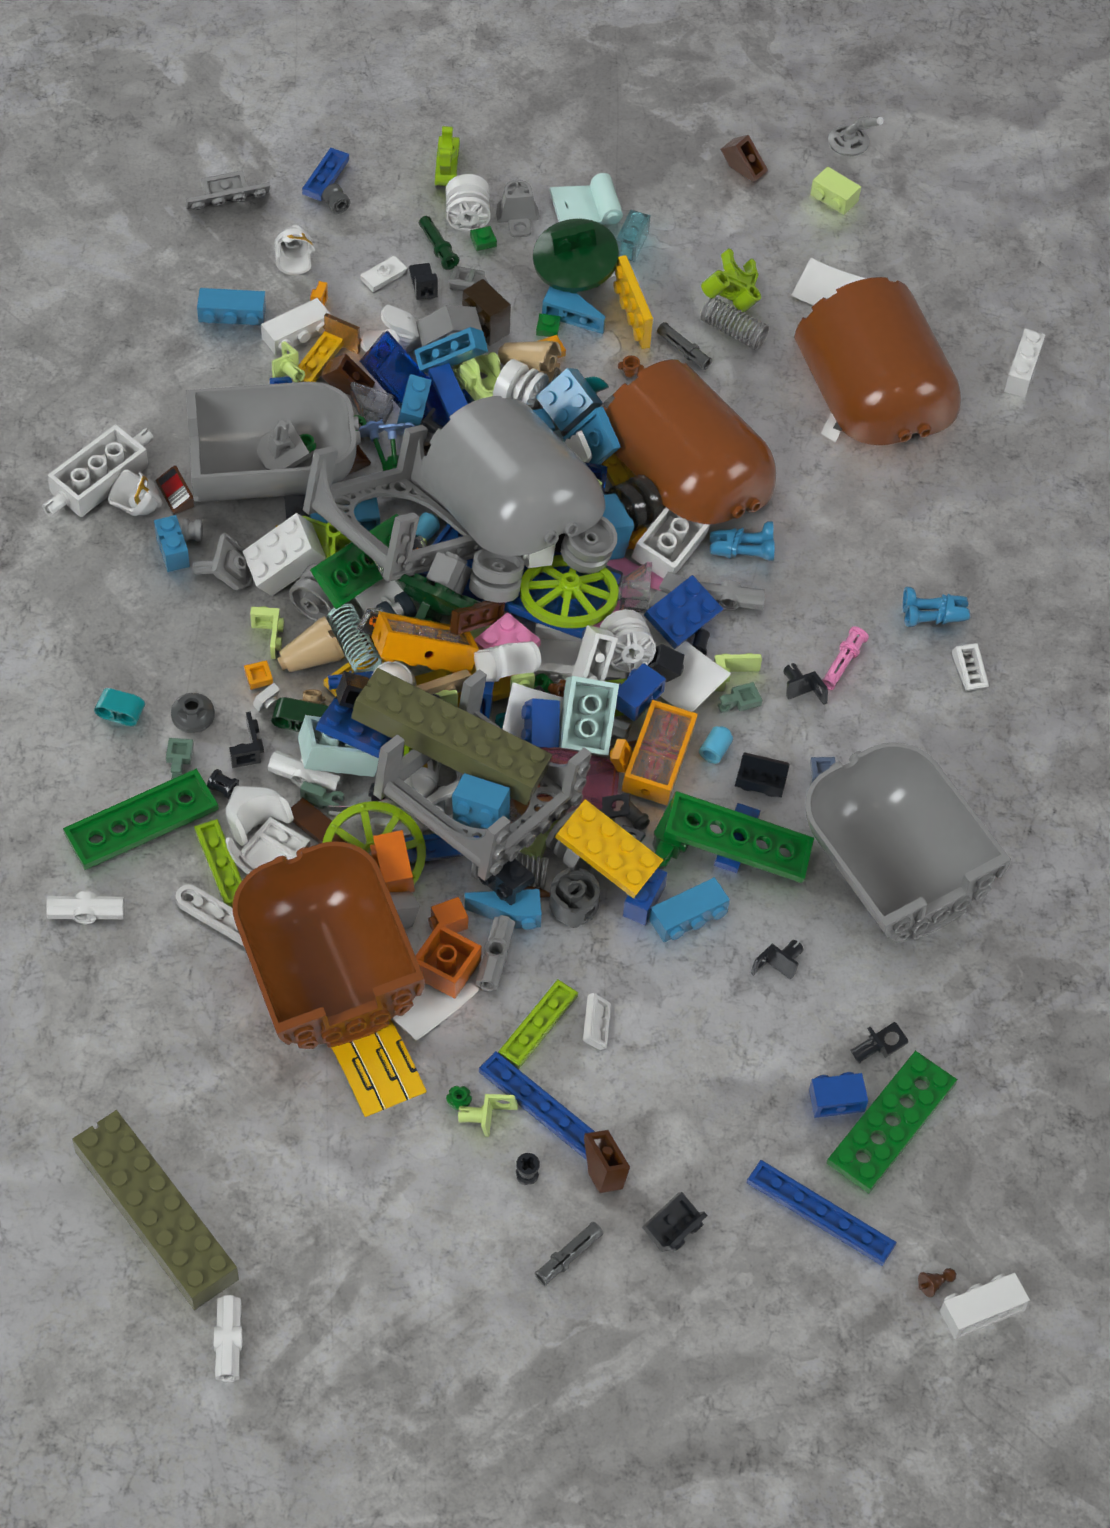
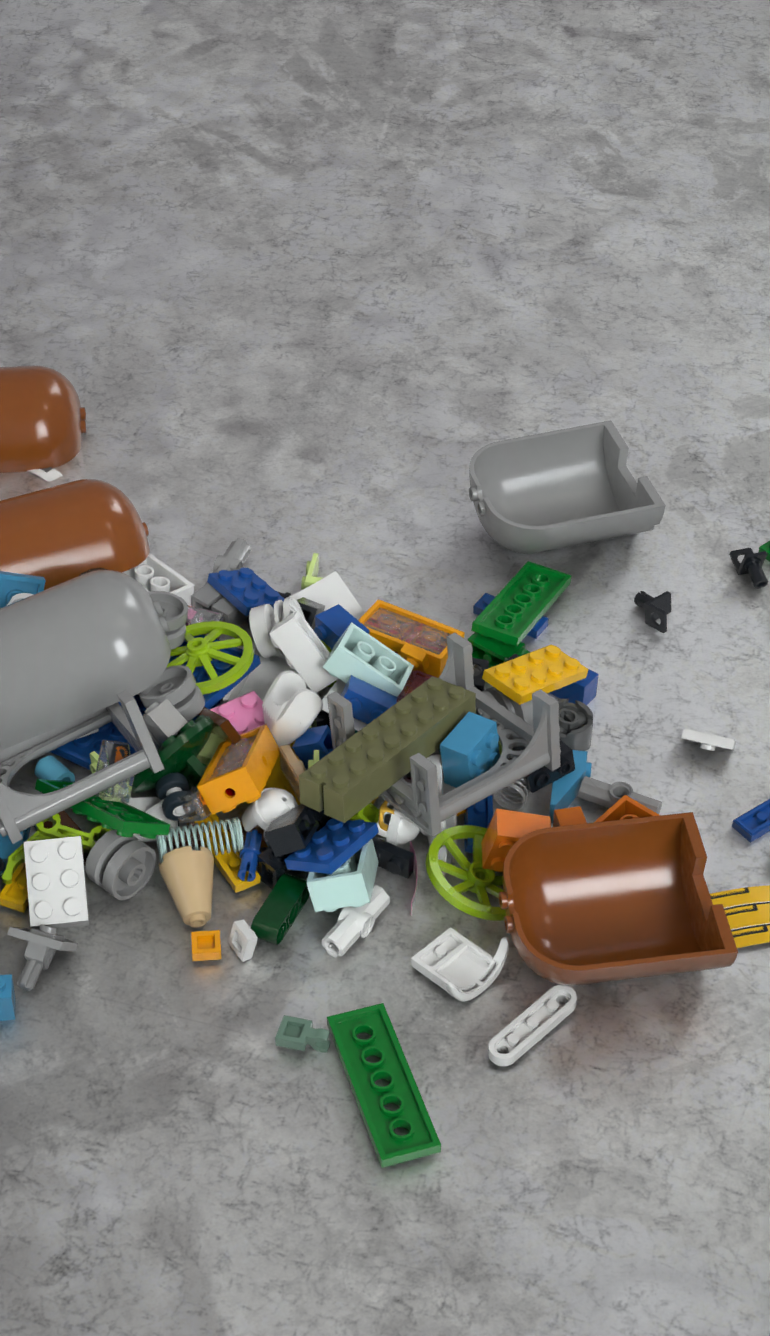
camera: 75 degrees left, 15 degrees down
(85, 907) = (499, 1153): white piece -> none
(119, 707) = (212, 1084): teal beam -> none
(192, 720) = (236, 1026): dark grey piece -> none
(215, 782) = (353, 990): black bush -> none
(219, 860) = (457, 1017): lime tile -> none
(249, 753) = (299, 960): black bracket -> none
(252, 807) = (391, 968): white animal -> none
(269, 618) = (145, 919): yellowish green bracket -> none
(312, 821) = (425, 924): reddish brown tile -> none
(313, 696) = (254, 900): tan plate -> none
(318, 796) = (390, 914): sand green plate -> none
(538, 1023) = (701, 786): lime tile -> none
(689, 910) = (588, 647): dark azure brick -> none
(716, 744) = (404, 601): medium azure brick -> none
(729, 542) = (165, 528): dark azure piece -> none
(742, 696) = (354, 580): sand green plate -> none
(762, 775) = (448, 584): black bracket -> none
(801, 684) = (347, 540): black bracket -> none
(819, 765) = (449, 545): sand blue plate -> none
(848, 651) = (319, 506): bright pink pin -> none
(949, 608) = (288, 440): dark azure piece -> none
(972, 650) = (358, 441): white slope -> none
(1024, 363) = (33, 342): white brick -> none

